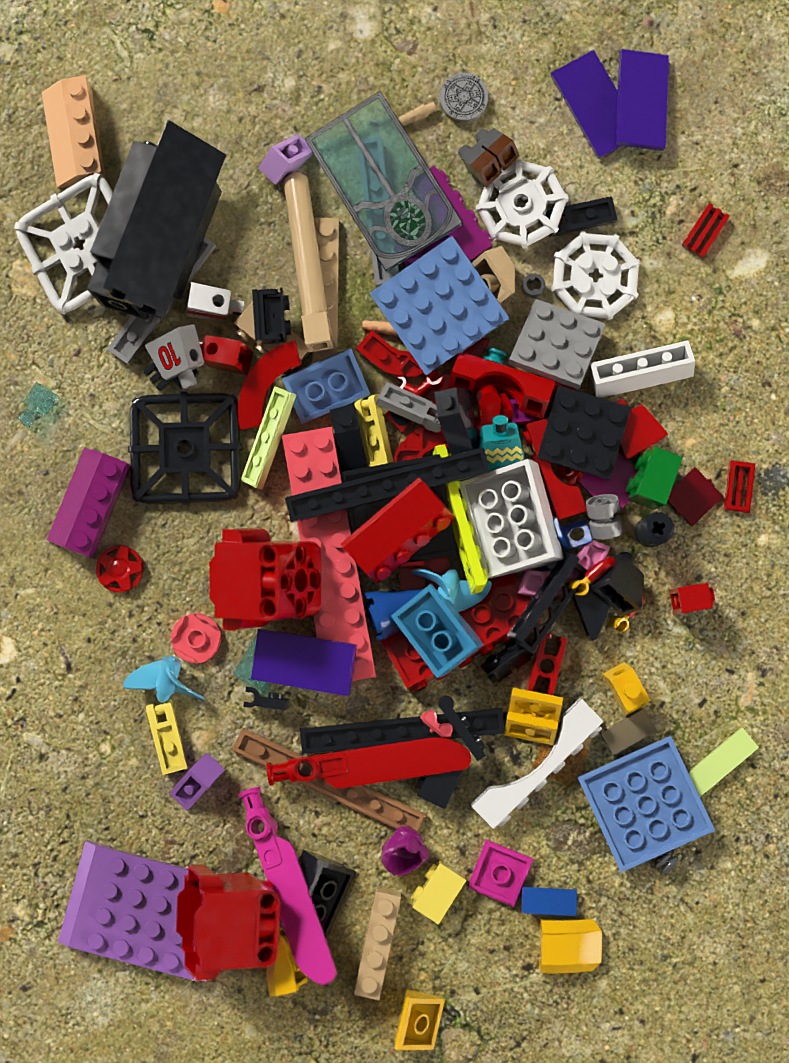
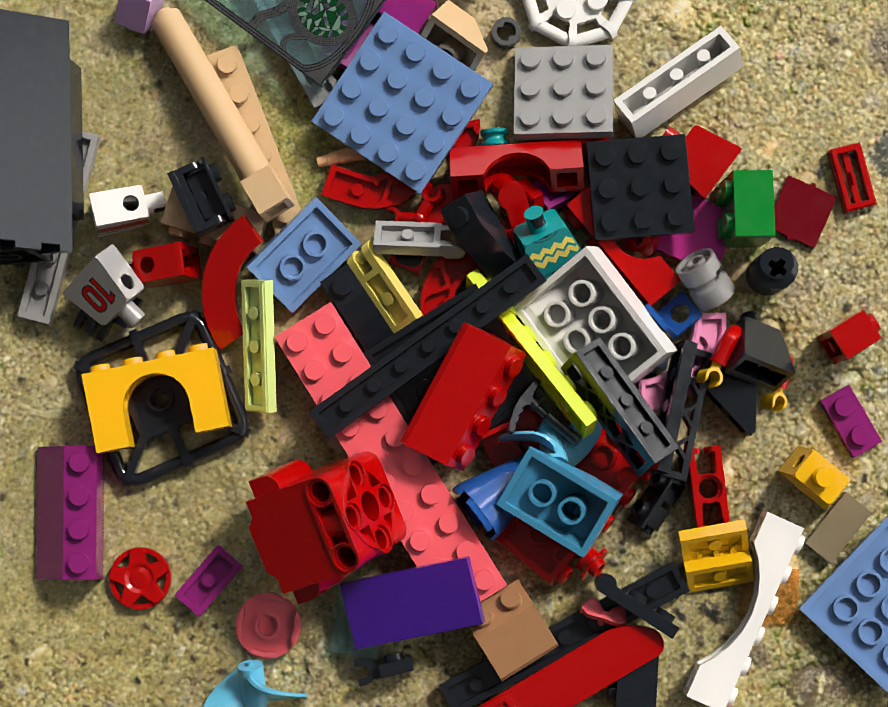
camera: 20 degrees left, 0 degrees up
(152, 426) = (110, 390): none -> yellow arch
(167, 589) = (209, 580): none -> magenta plate
(366, 711) = (512, 631): none -> medium nougat slope
(442, 686) = (592, 563): none -> red plate
(454, 572) = (550, 418): none -> black piece
(506, 580) = (621, 404): none -> black fence
(668, 659) = (850, 421): none -> magenta plate

